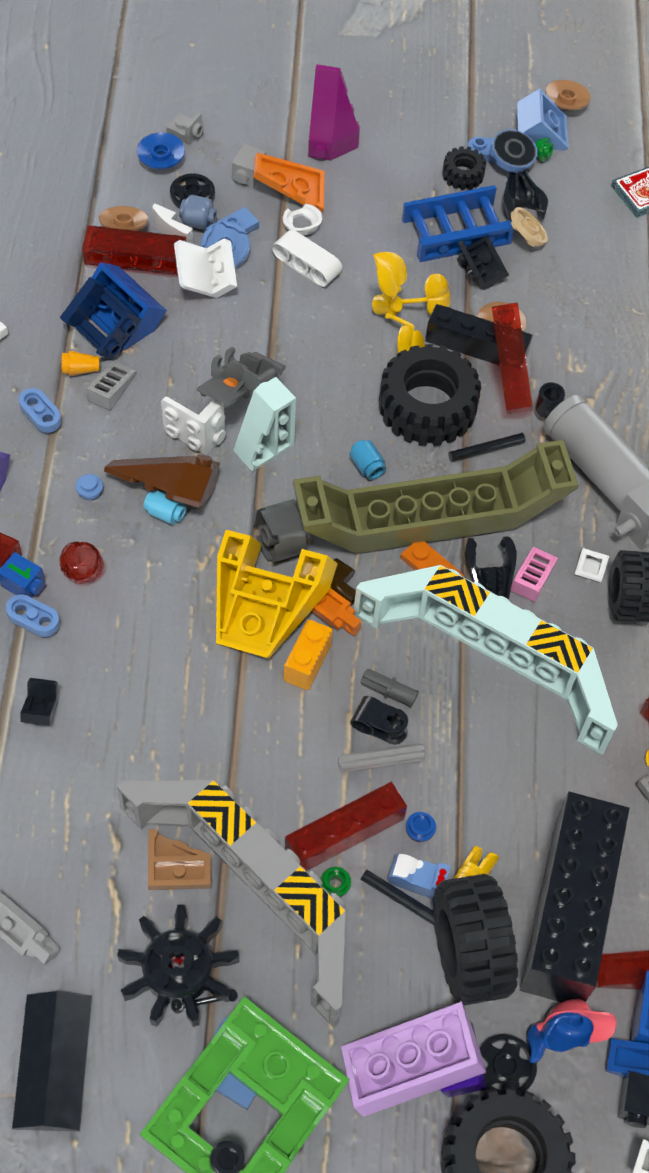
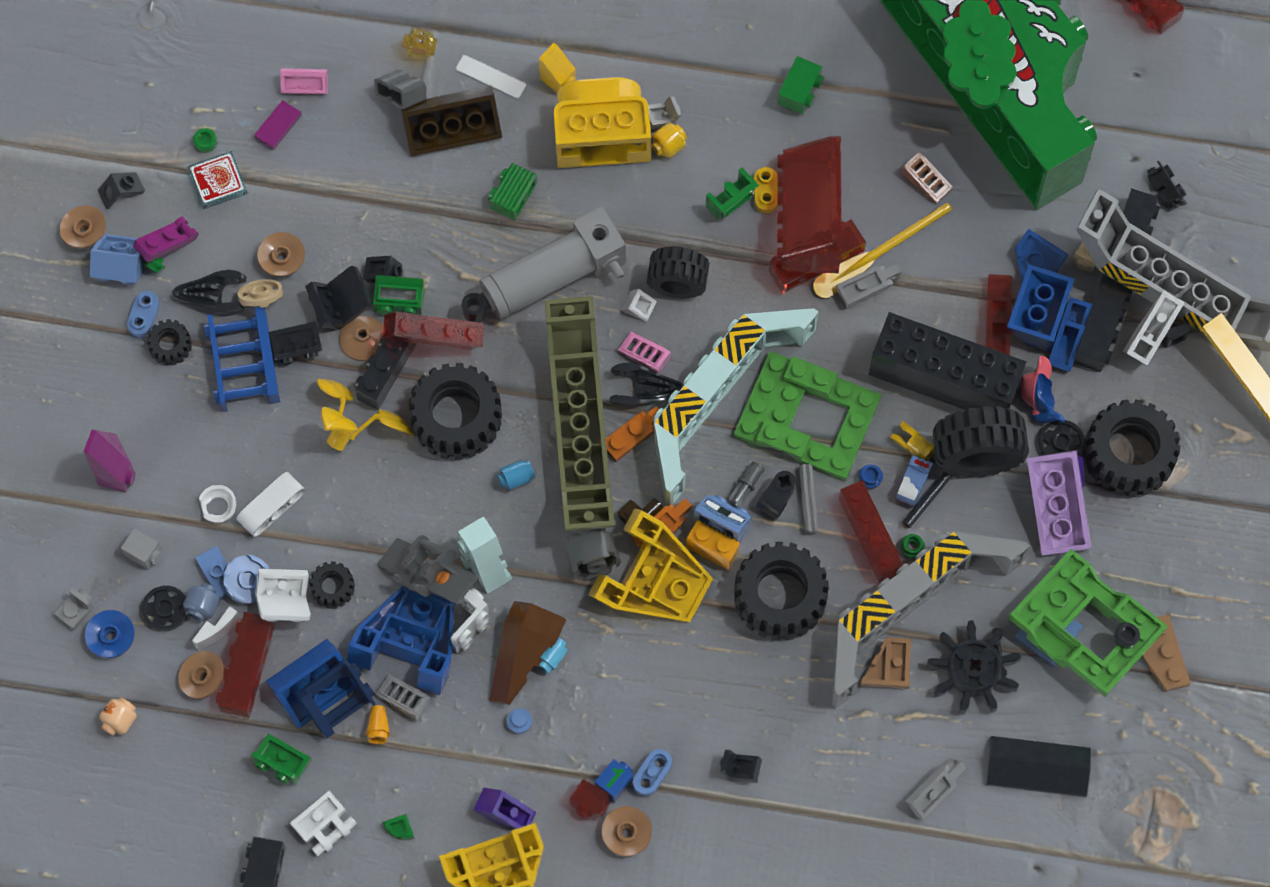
camera: 80 degrees left, 10 degrees up
(38, 287) = (280, 759): none -> green bracket
(42, 411) = (429, 763): medium blue plate -> none
(78, 163) = (117, 716): none -> light nougat head
(81, 562) = (604, 728): clear red hair -> none
(181, 371) = (411, 630): none -> blue wedge
(227, 302) = (330, 570): none -> black tyre
(261, 693) = (781, 560): none -> black tyre
(291, 179) = (171, 505): orange wing -> none
(340, 659) = (721, 516): none -> medium blue slope
(486, 447) = (508, 372): black bar -> none
(499, 715) = (776, 402): none -> bright green piece
(513, 150) = (158, 290): tile -> none
(533, 286) = (340, 299): none -> black bracket
(551, 341) = (398, 294): none -> green window
(568, 151) = (165, 239): none -> magenta plate
(575, 242) = (277, 245): none -> medium nougat dish
(578, 328) = (381, 266): none -> black bracket
(619, 121) = (120, 185): none -> black bracket

